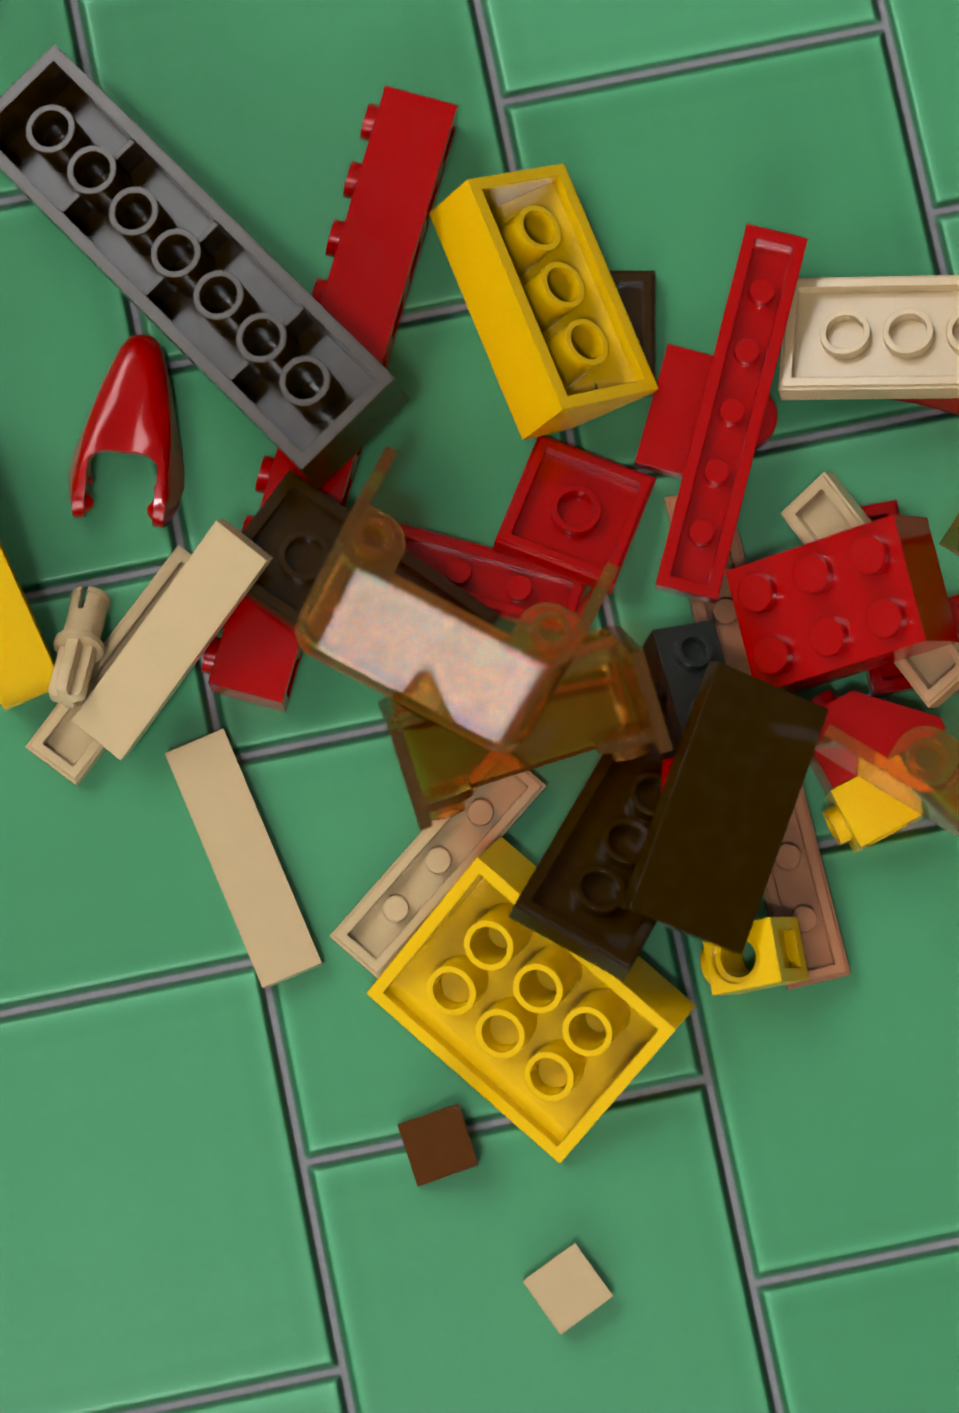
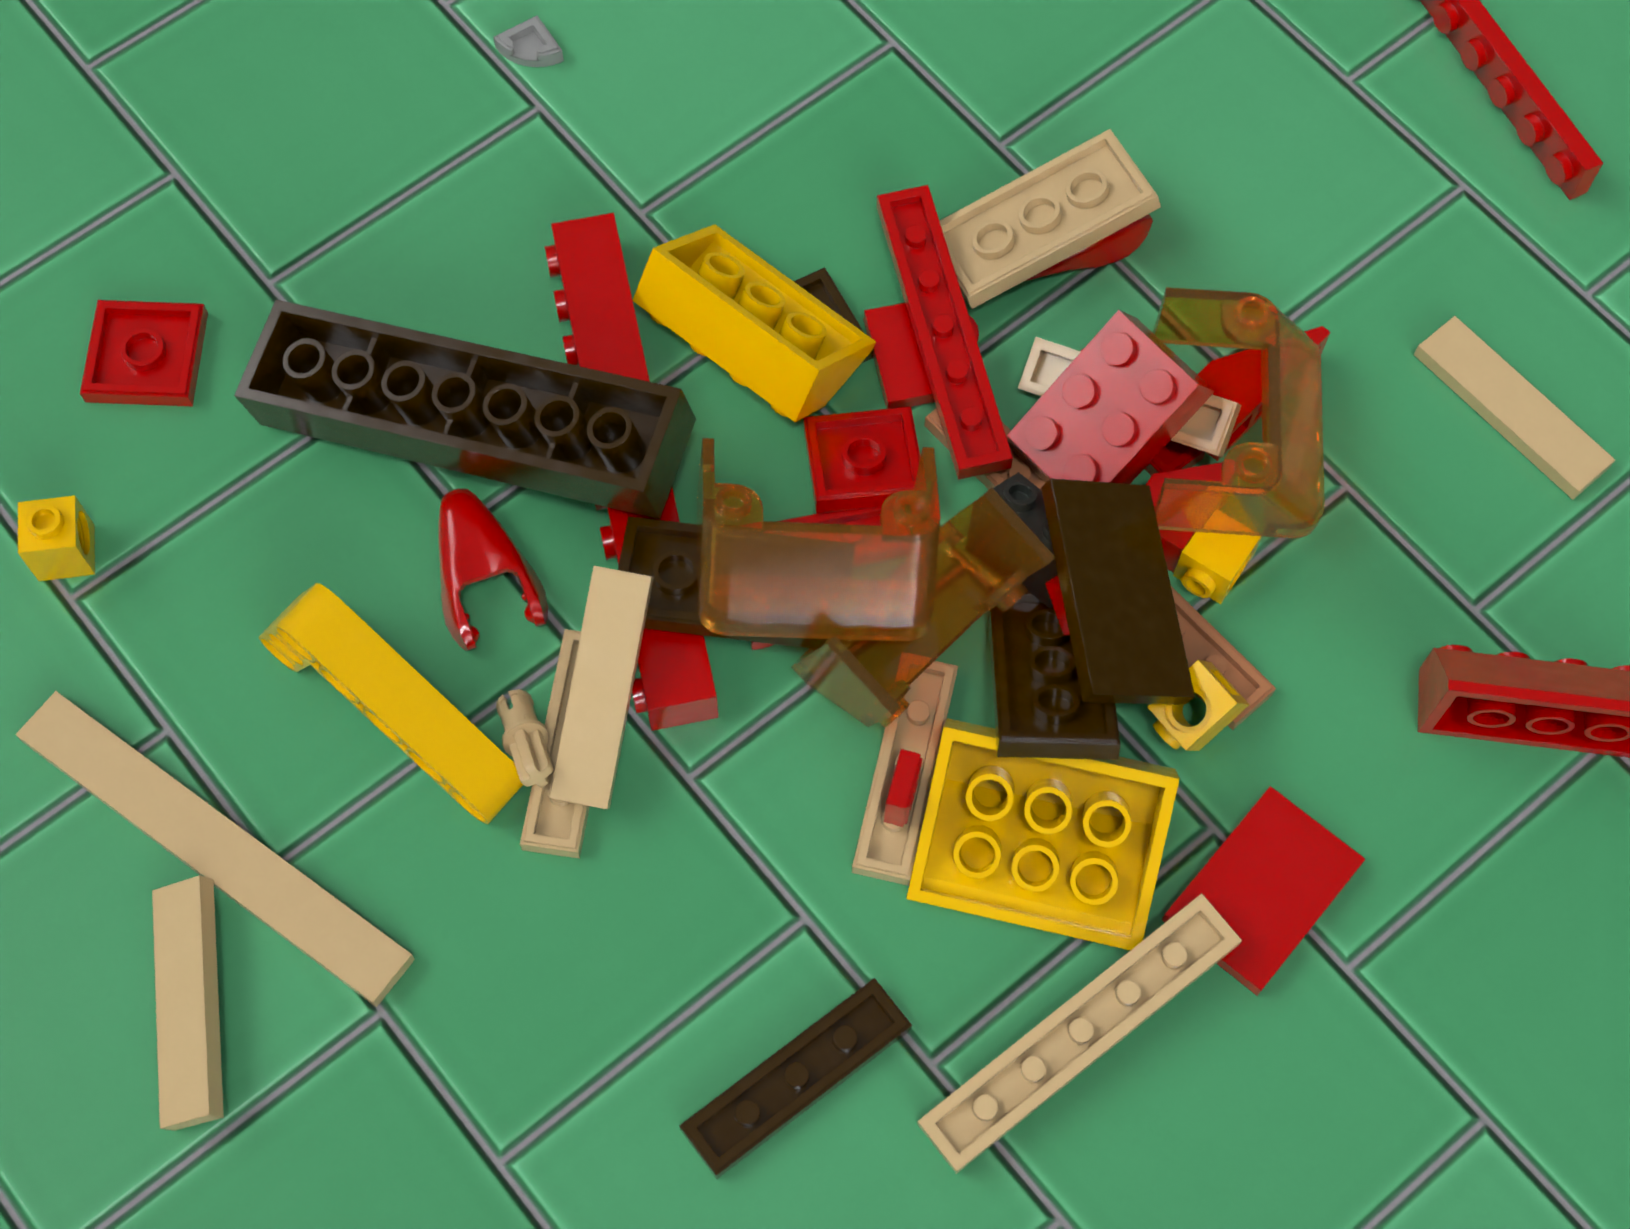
camera: 30 degrees left, 15 degrees down
(169, 1109) = (795, 1078): none -> dark brown tile
(243, 859) = (748, 844): tan tile -> none
(413, 889) = (903, 788): none -> red tile
(438, 1144) = (1035, 985): reddish brown slope -> none
(452, 1212) = (1078, 1033): none -> tan plate
(567, 1288) = (1206, 1049): tan tile -> none
(716, 1167) = (1271, 885): none -> red tile

